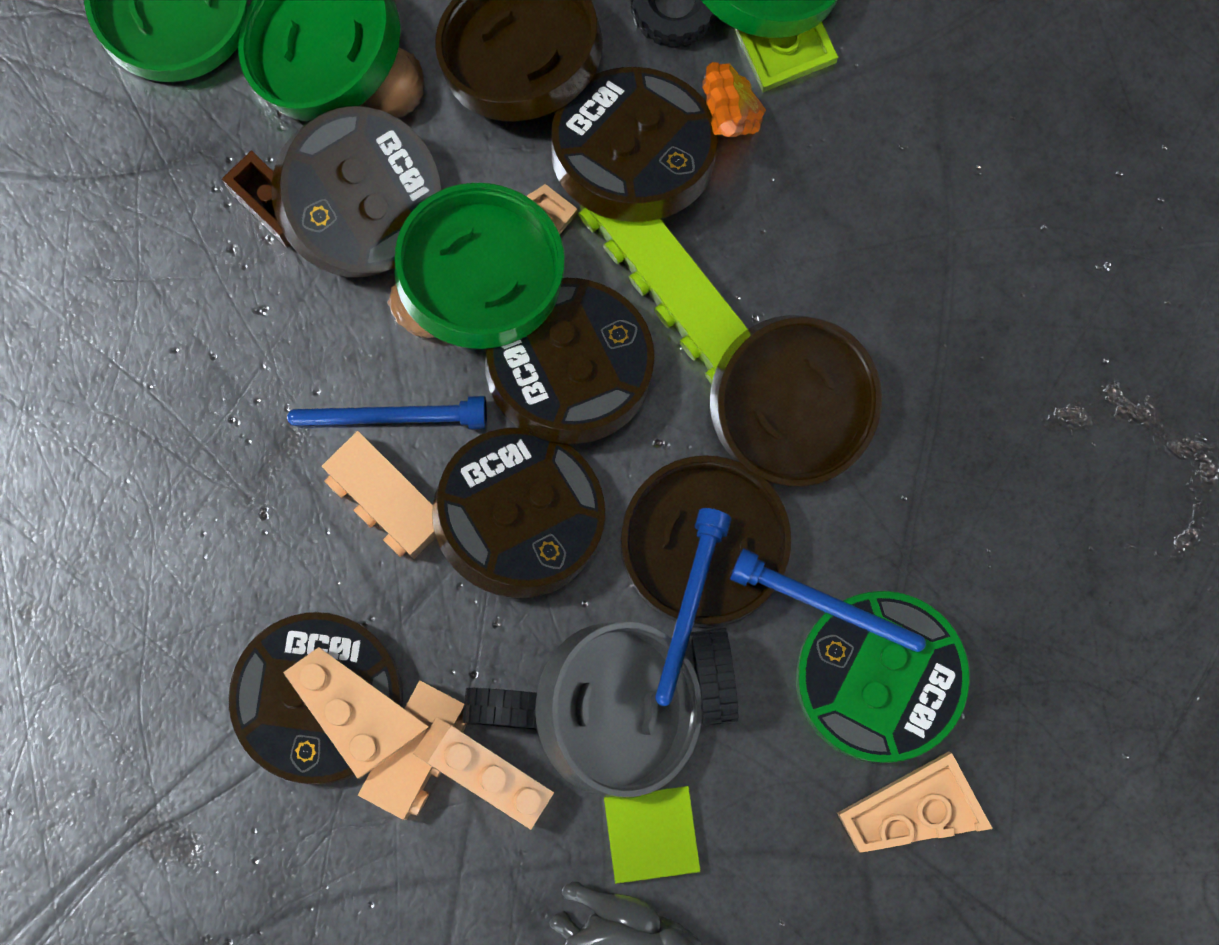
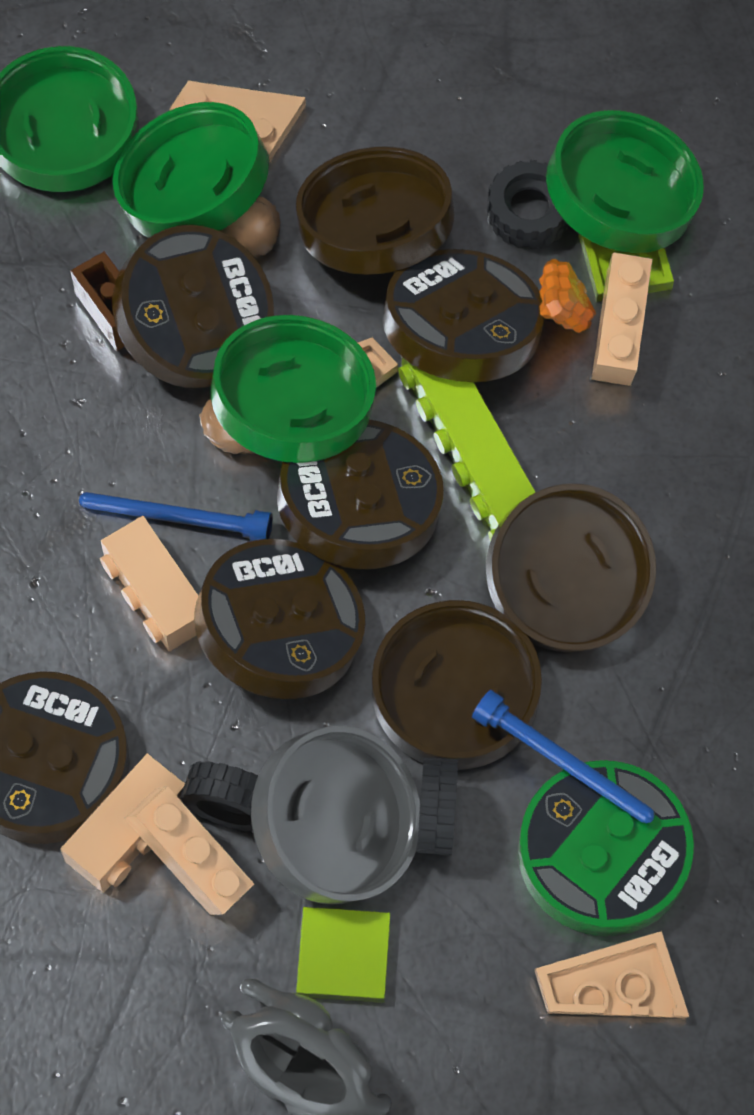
camera: 10 degrees right, 15 degrees down
(352, 712) = (75, 768): light nougat wing -> none
(711, 528) = (464, 670): blue piece -> none
(795, 114) = (621, 319): none -> light nougat brick

